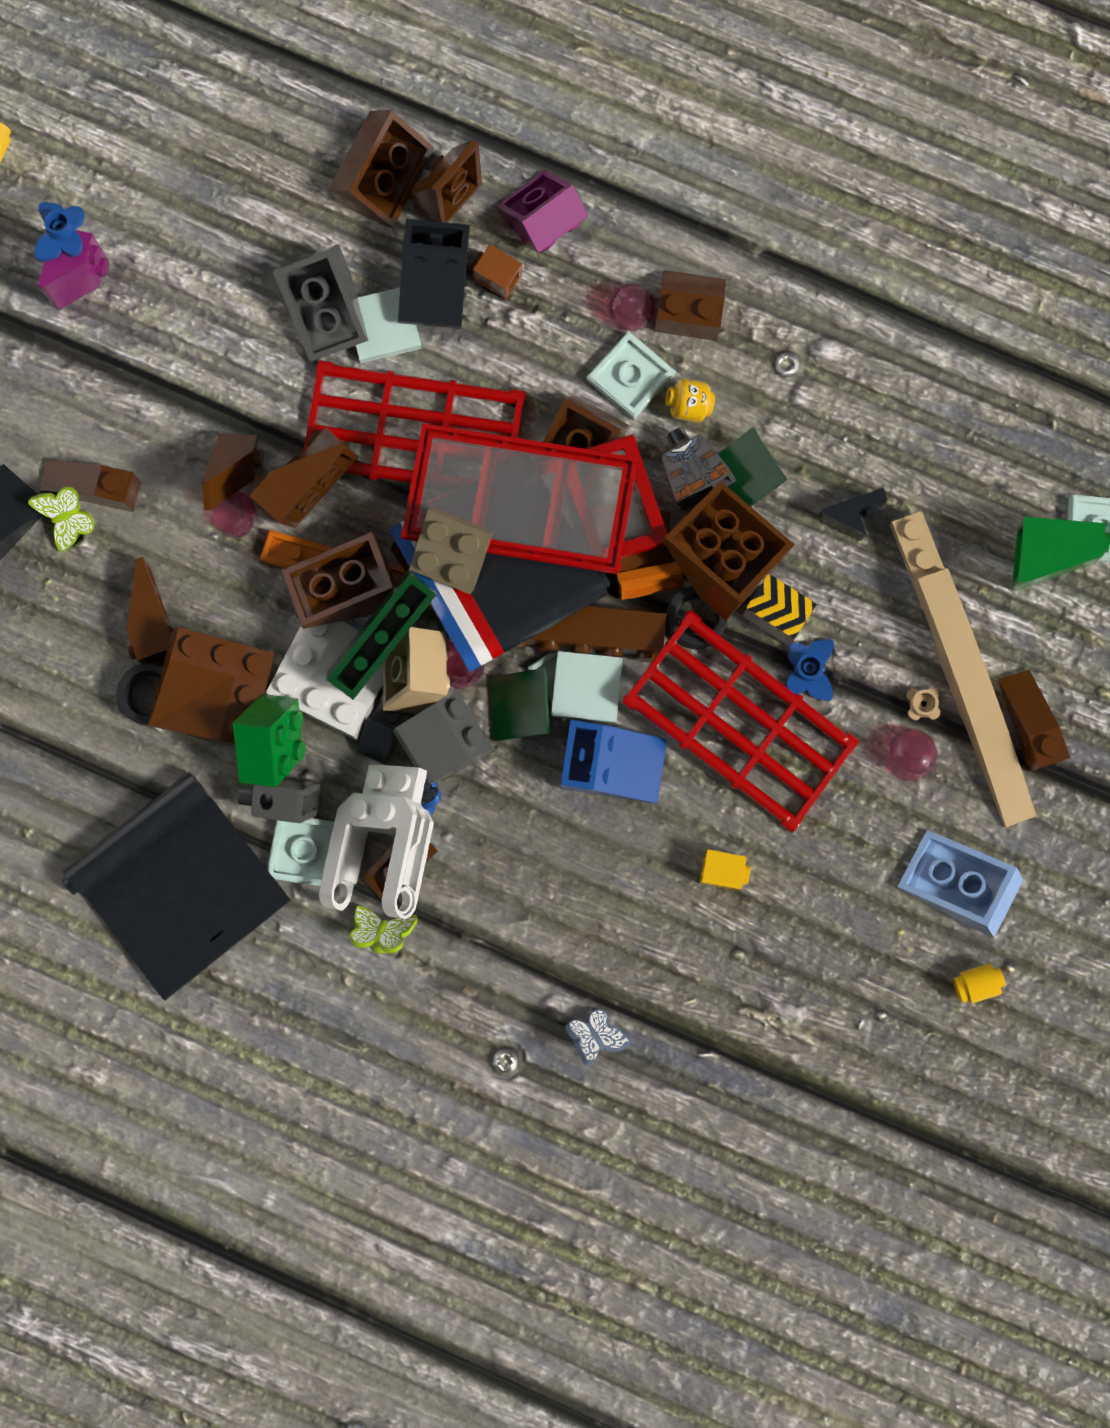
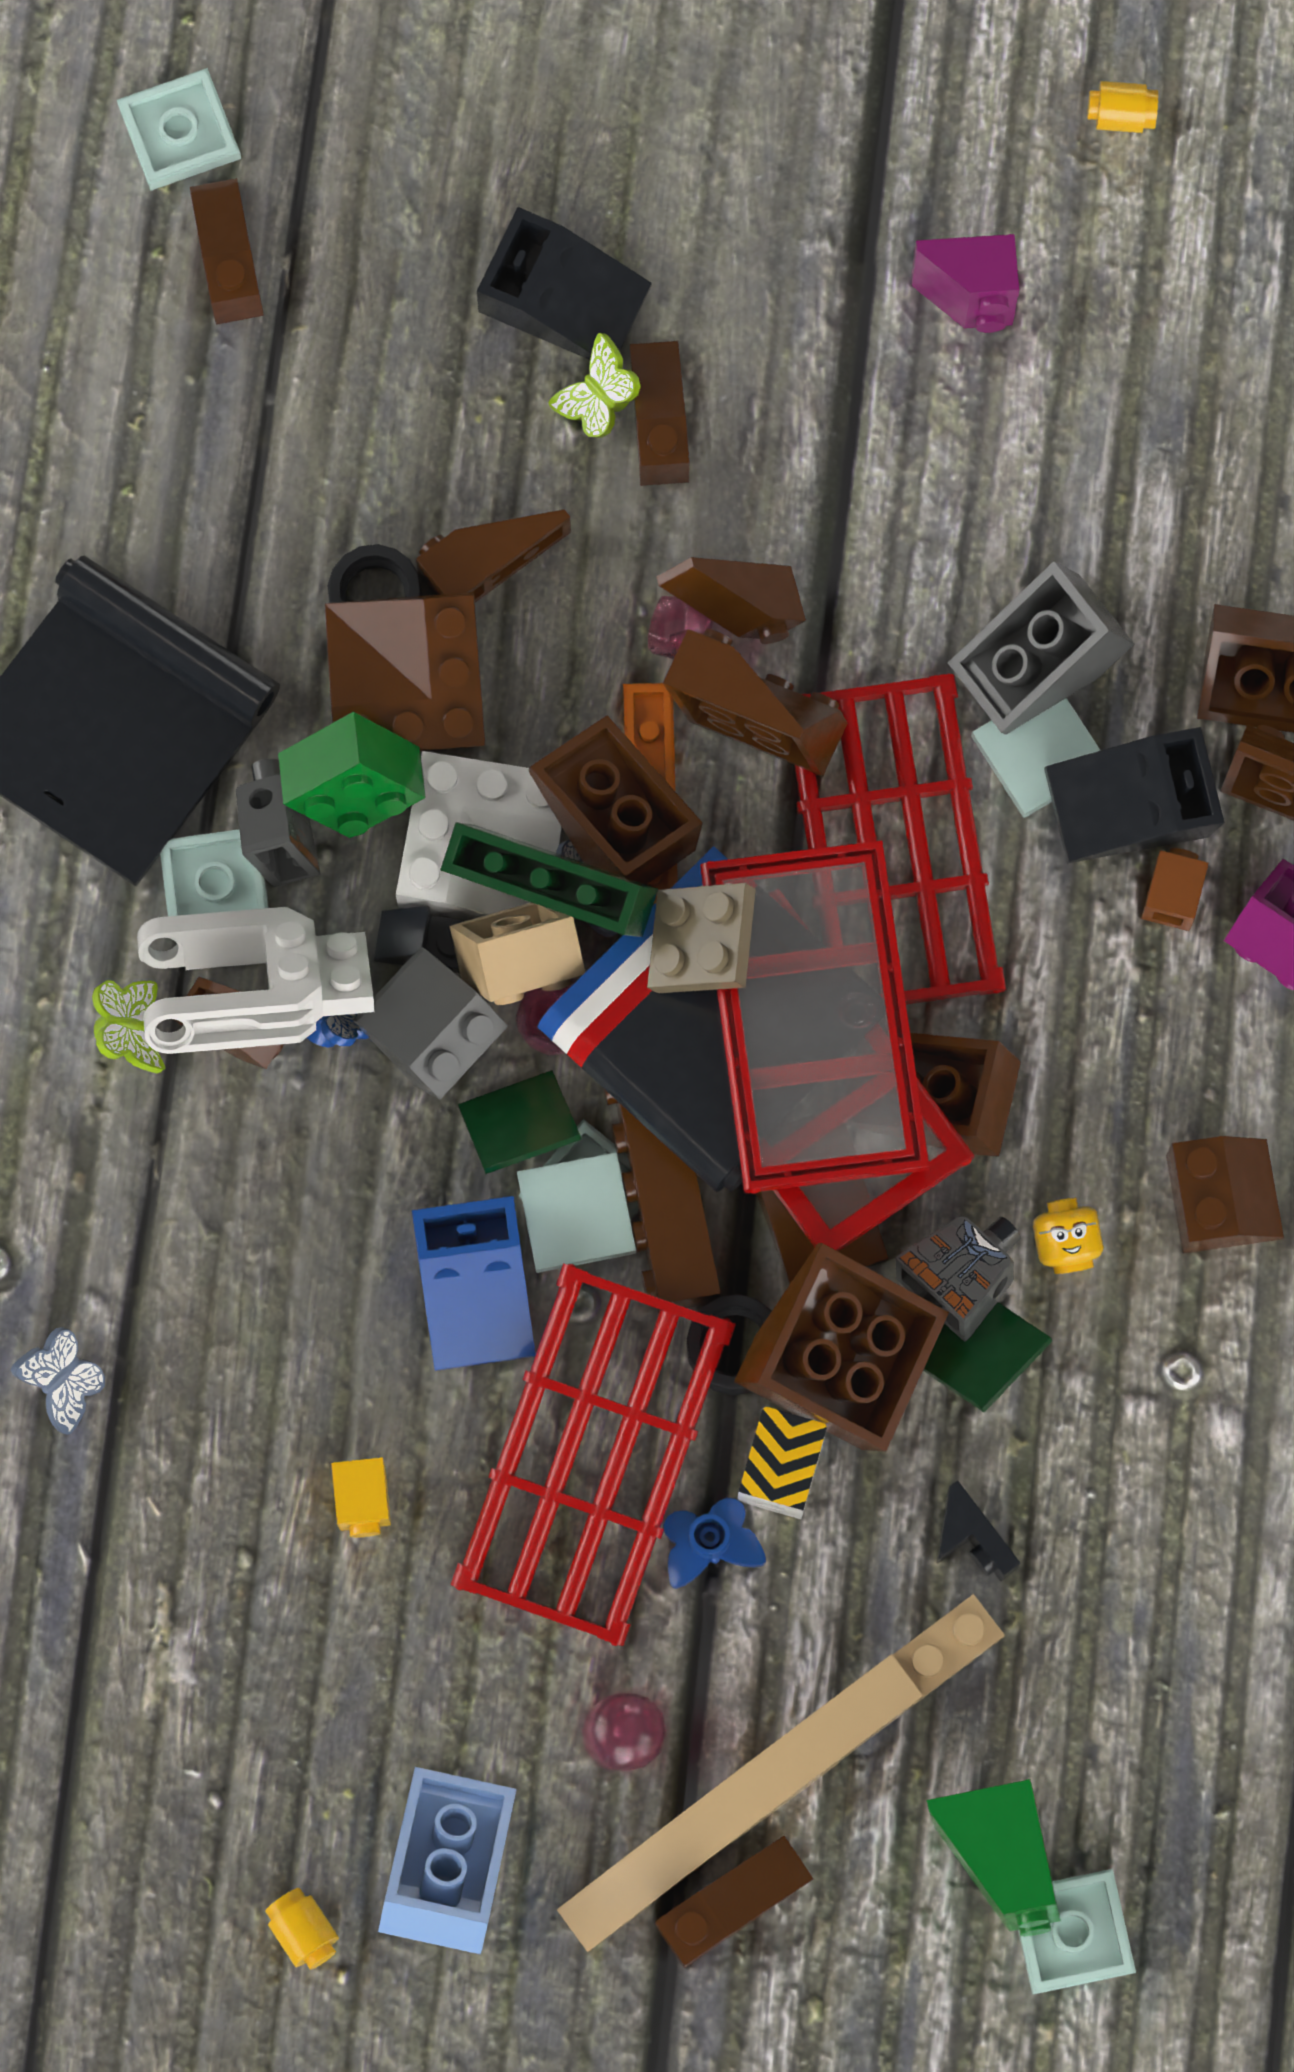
camera: 75 degrees right, 5 degrees down
(60, 231) = (1006, 244): blue animal -> none
(630, 307) = (1188, 1104): clear pink hair -> none
(631, 375) = (1082, 1139): light aqua tile -> none
(649, 580) = (764, 1251): orange tile -> none
(931, 709) = (713, 1714): tan plate -> none

